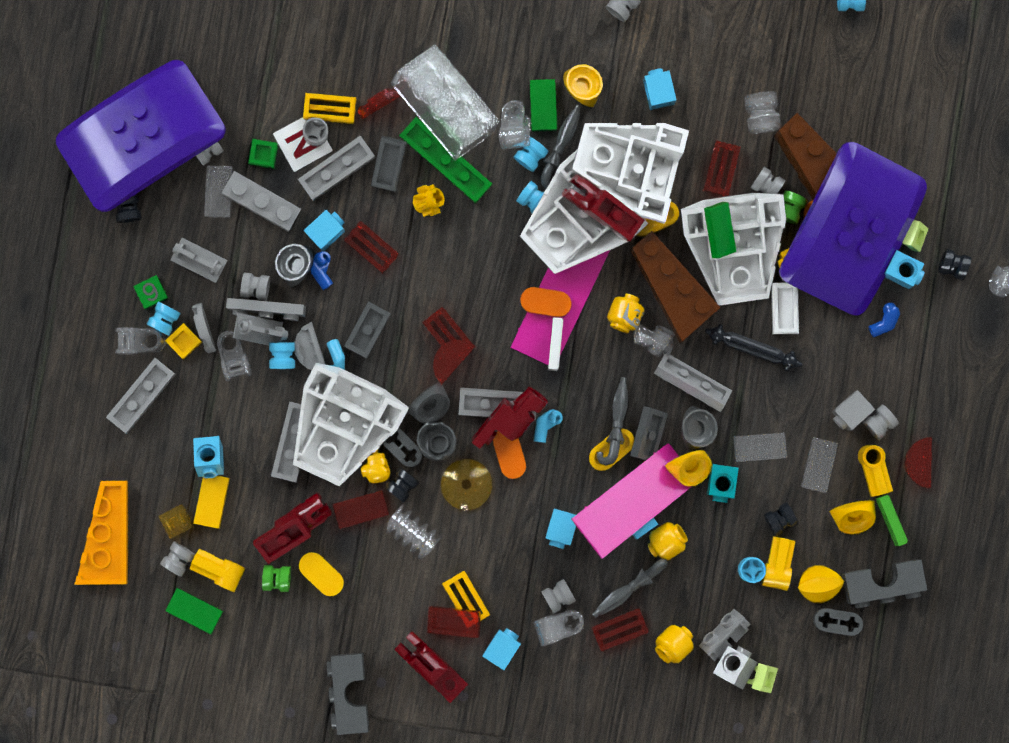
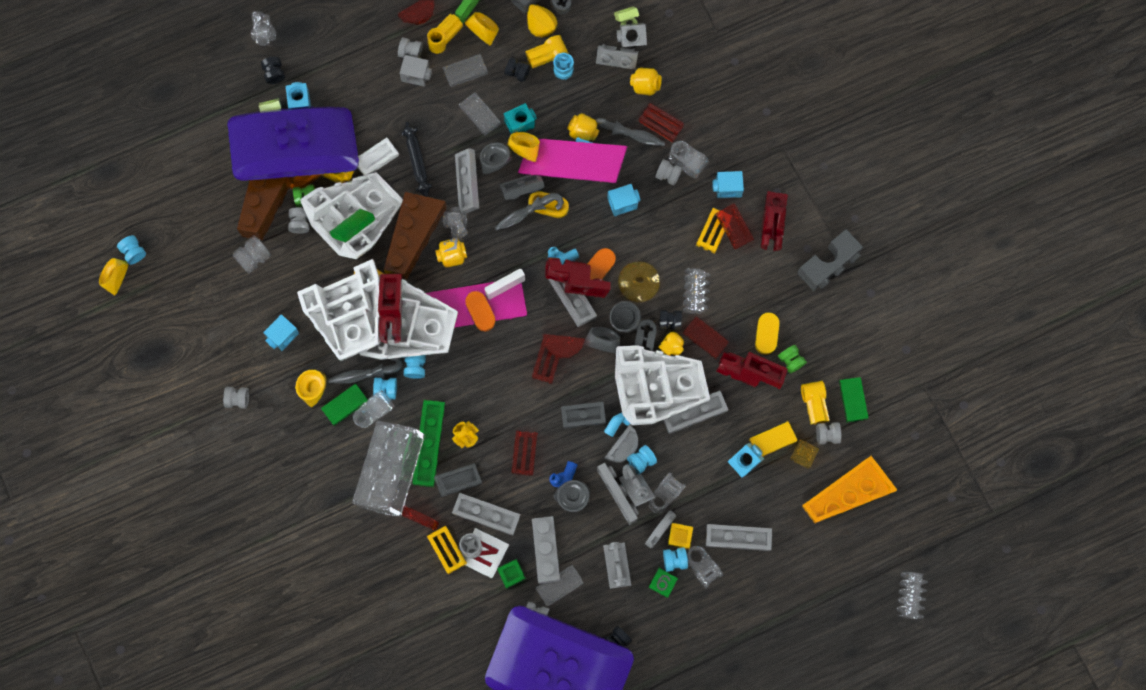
camera: 130 degrees left, 10 degrees down
(255, 286) = (608, 511): light grey wheel -> none
(325, 229) = (534, 491): medium azure brick -> none
(717, 190) = (310, 266): clear red tile -> none
(888, 322) = (340, 87): blue arm -> none

